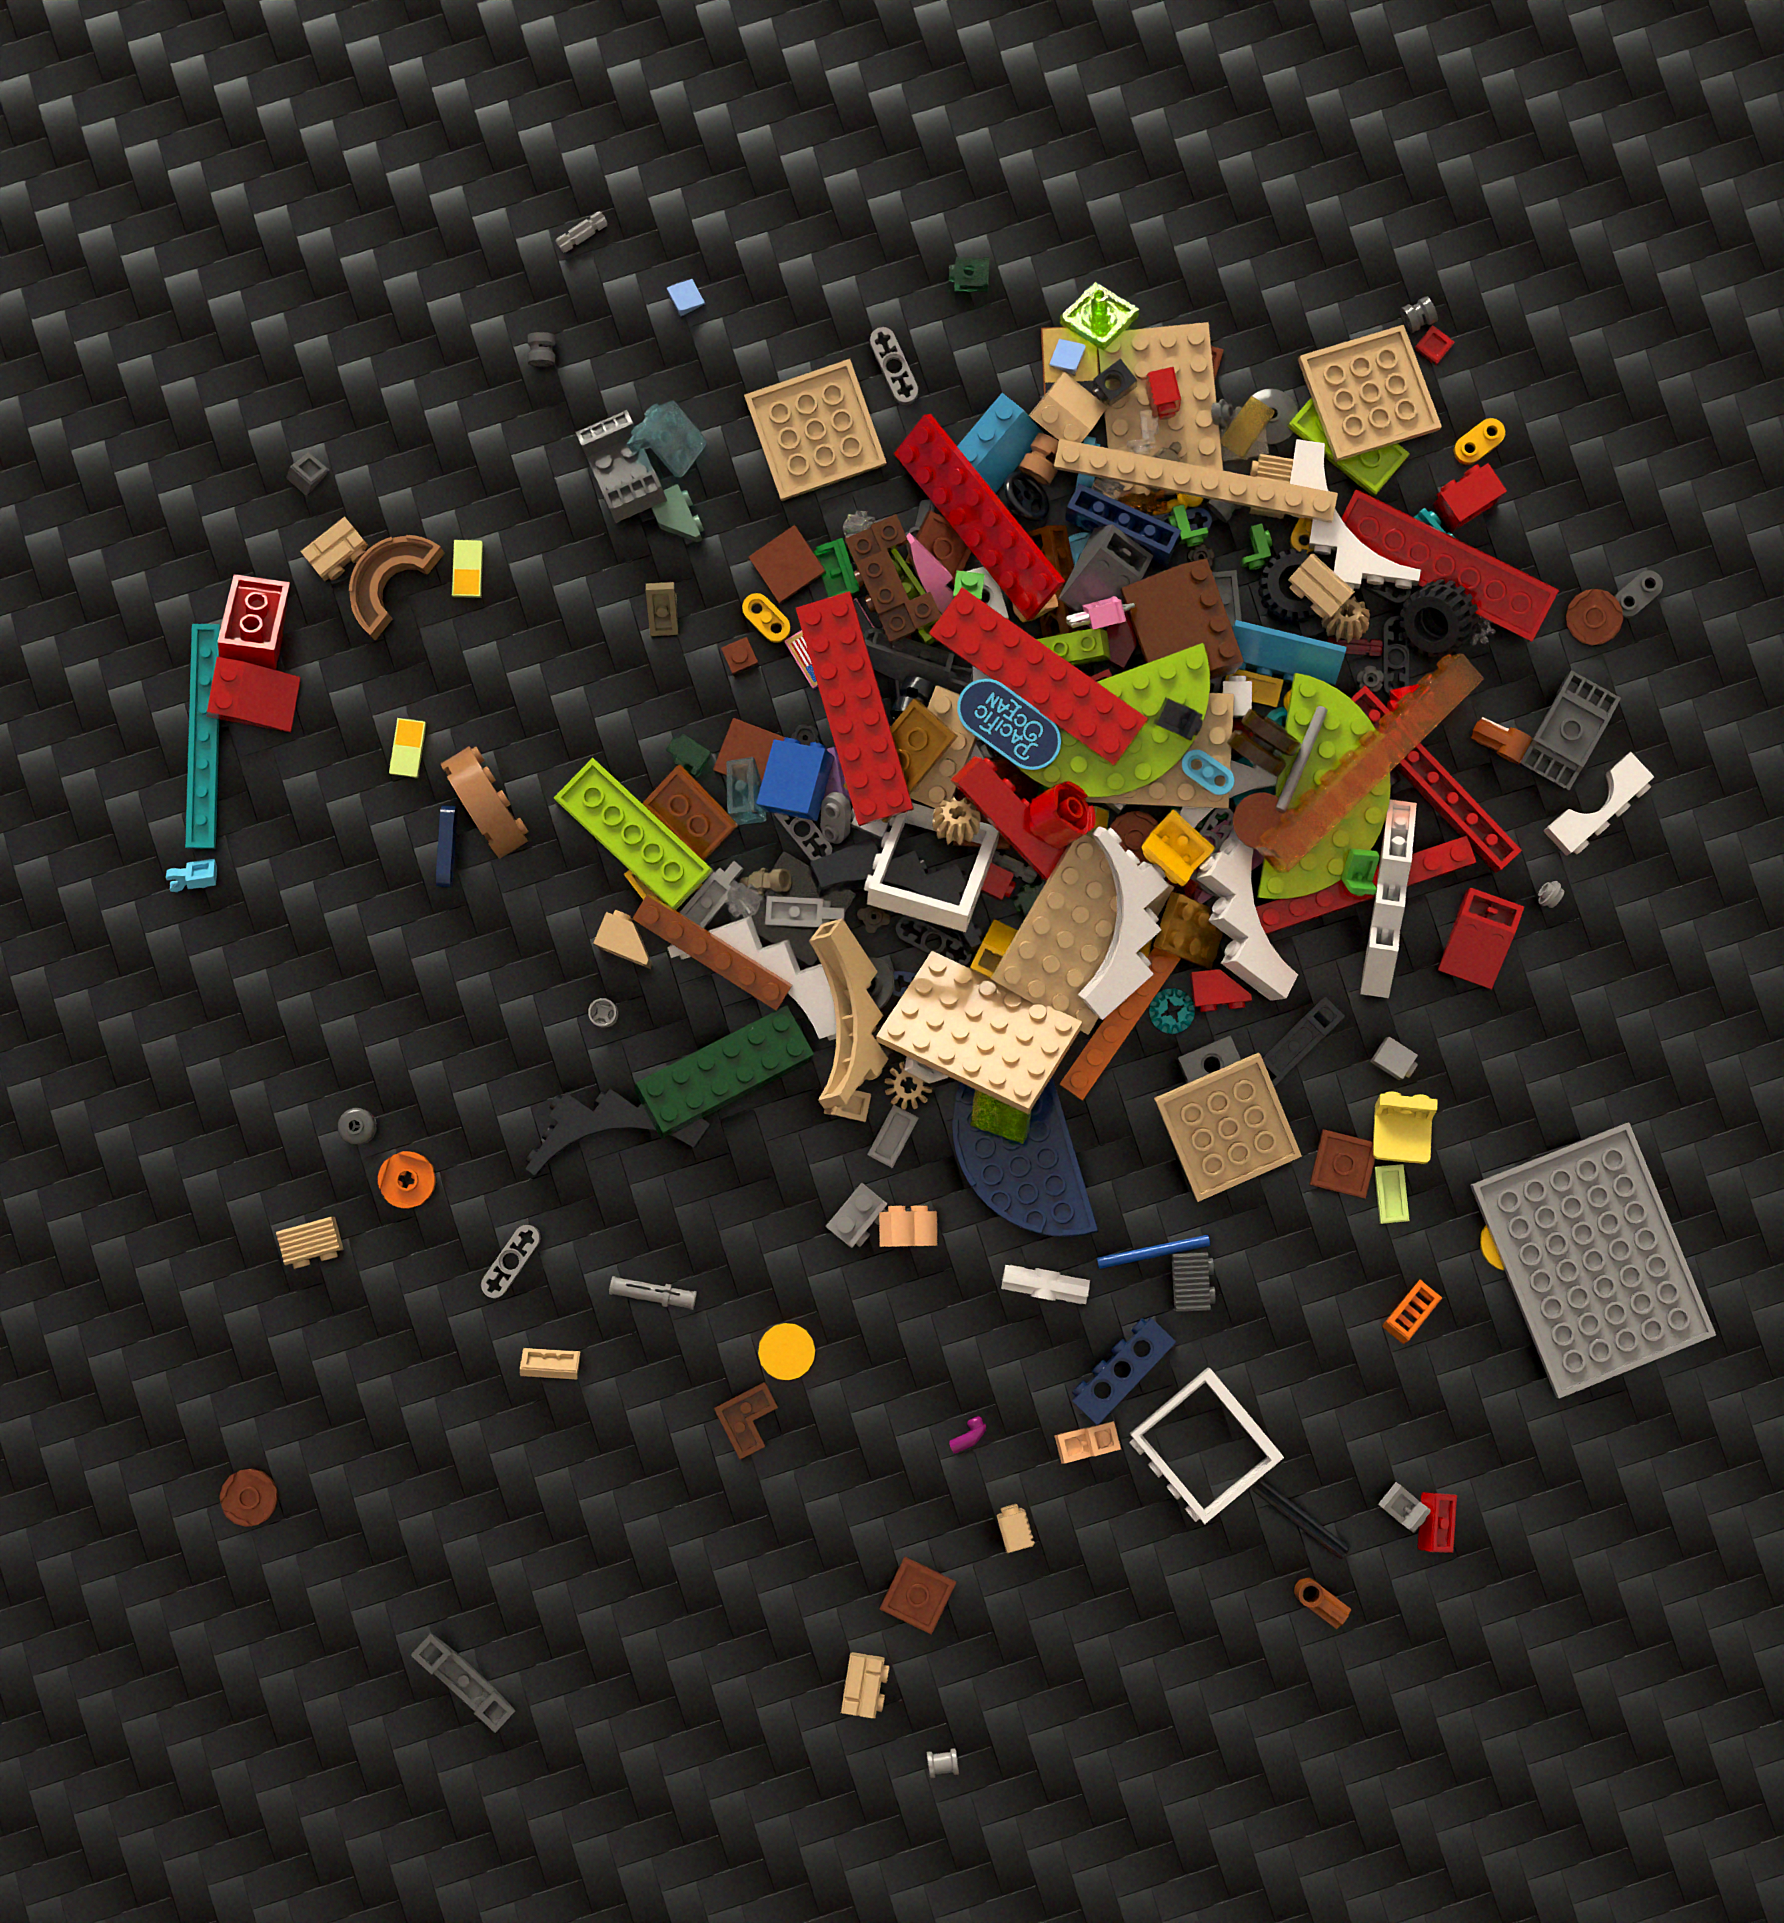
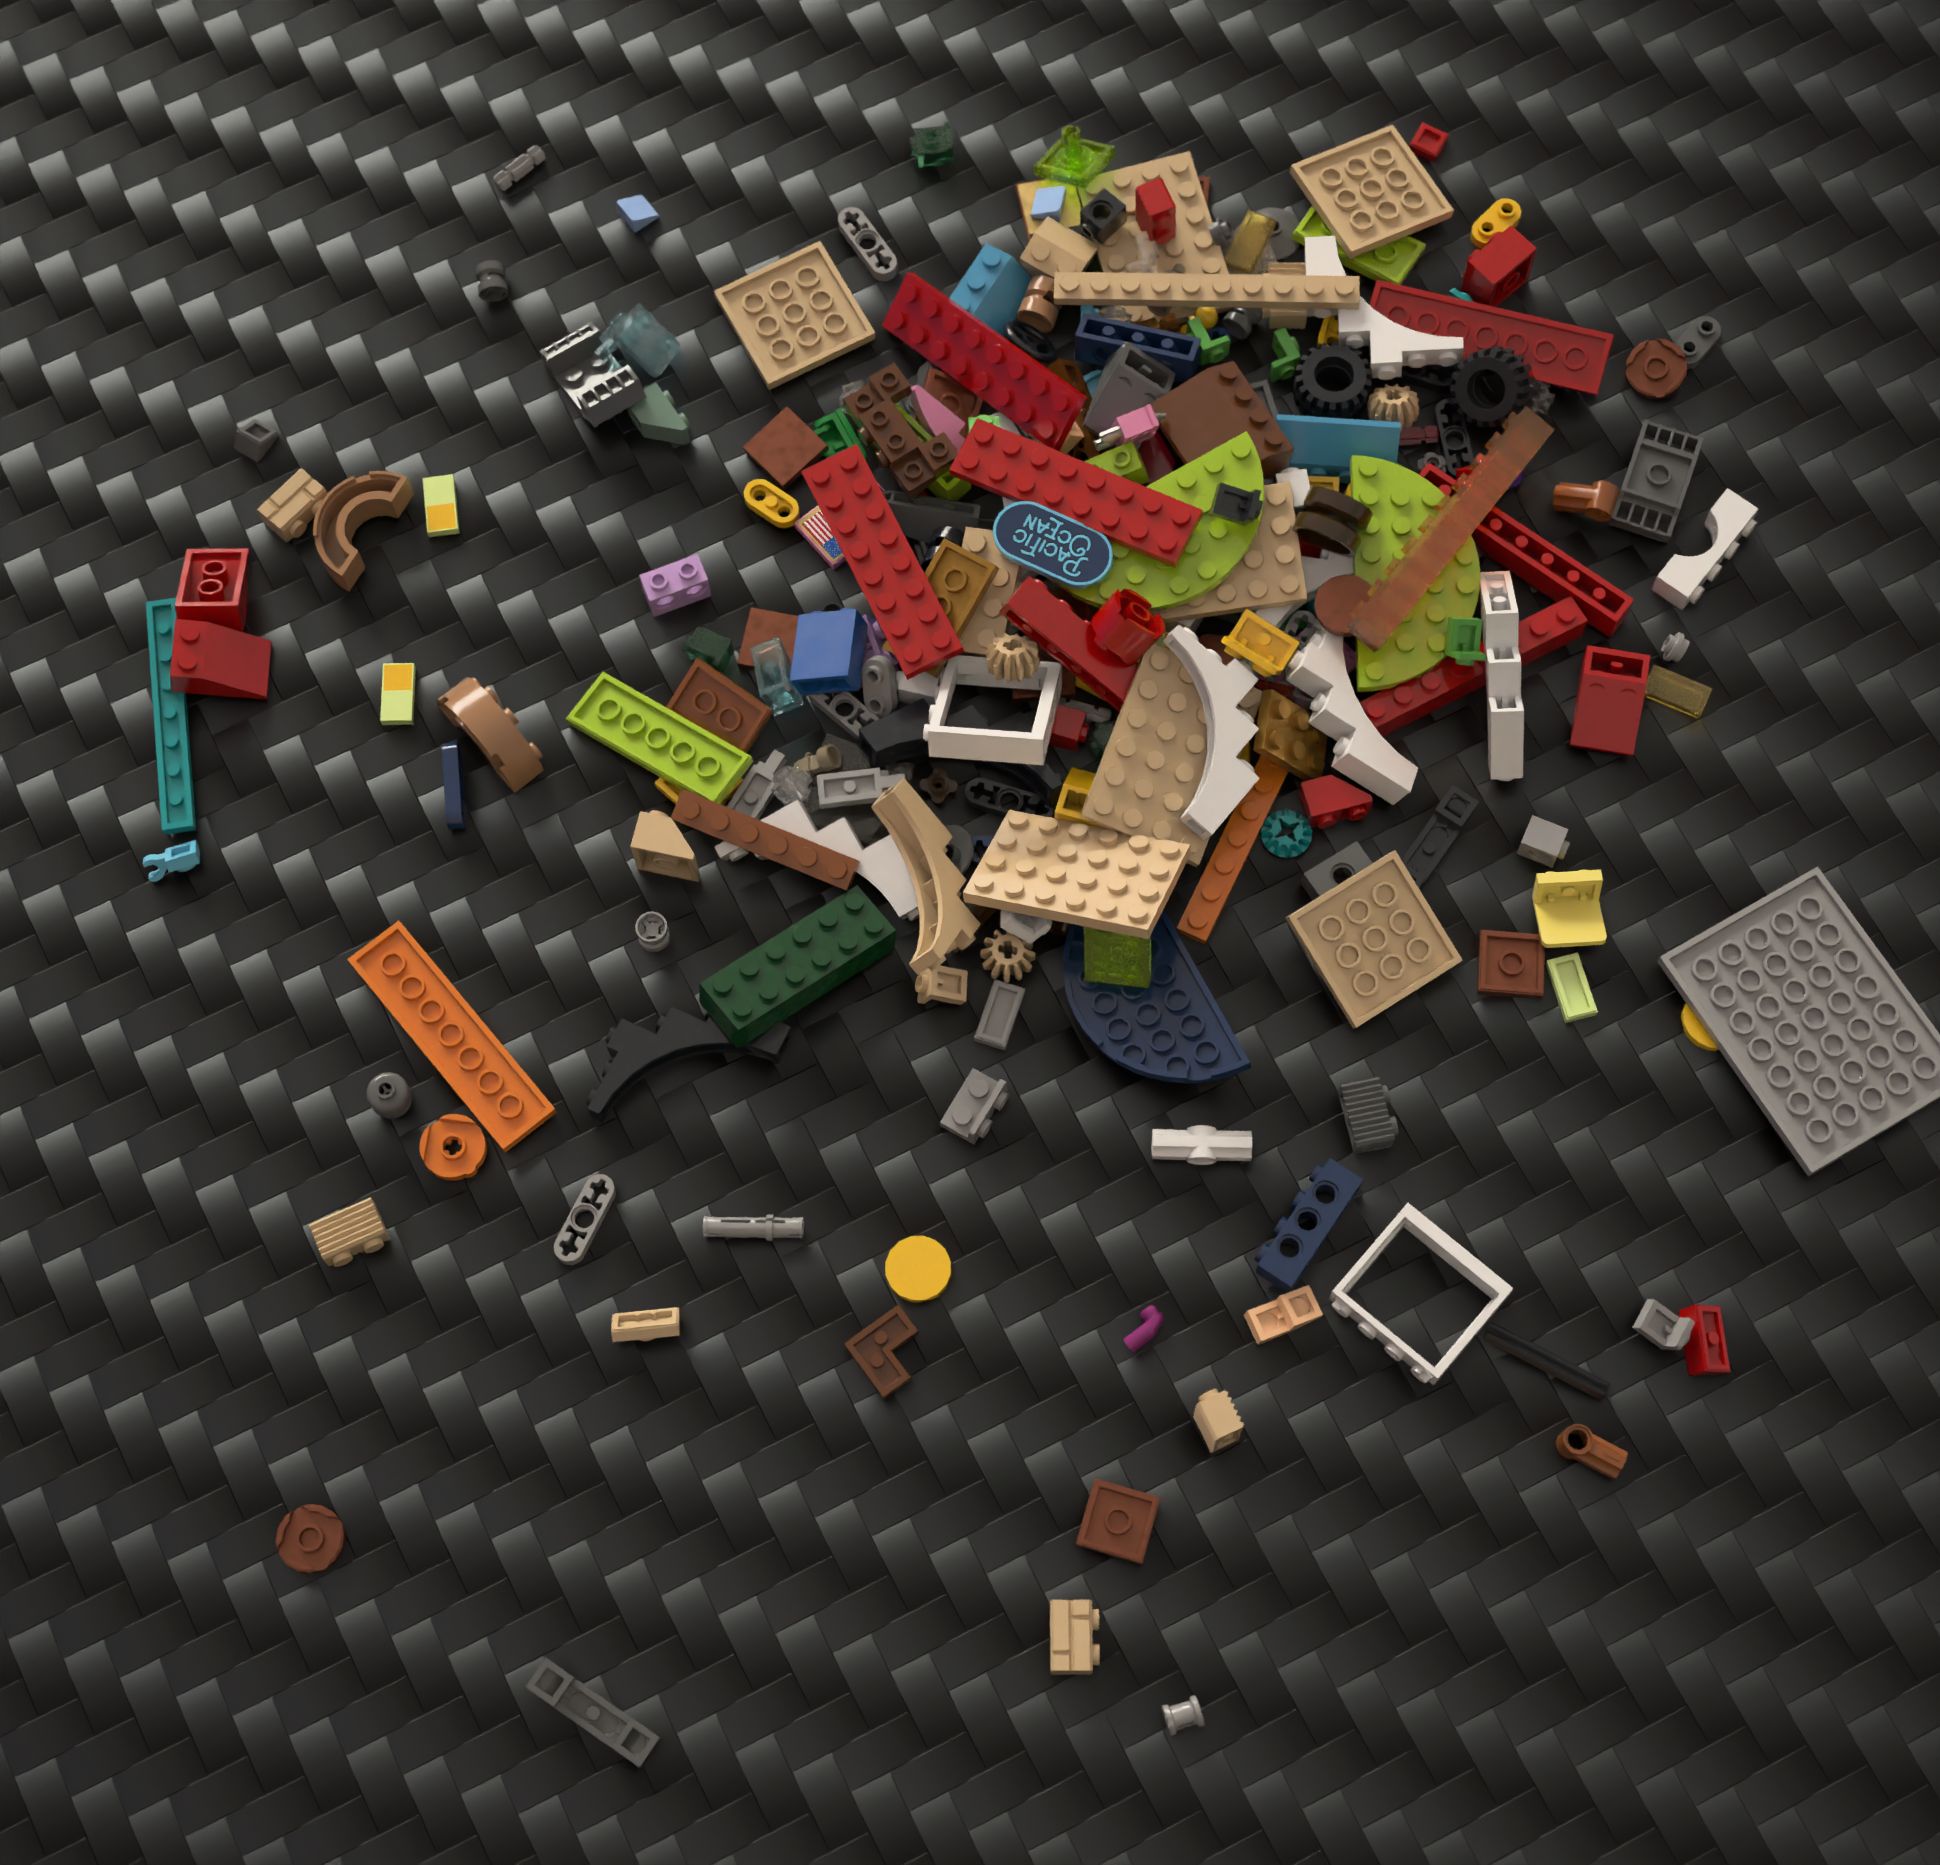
camera: 10 degrees left, 15 degrees down
(417, 1078) = (452, 1036): none -> orange plate
(662, 609) = (657, 508): dark tan slope -> none
(668, 686) = (675, 585): none -> lavender brick
(739, 655) = (748, 547): copper plate -> none
(908, 1228) = (1034, 1104): light nougat brick -> none
(1153, 1251) = (1314, 1092): blue bar -> none
(1208, 772) = (1280, 558): medium azure plate -> none
(1301, 759) = (1376, 535): light grey bar -> none
(1320, 586) = (1360, 367): tan brick -> none
(1398, 1331) = (1614, 1129): orange slope -> none
(1419, 314) = (1405, 114): dark grey wheel -> none
(1544, 934) = (1677, 691): none -> clear yellow tile

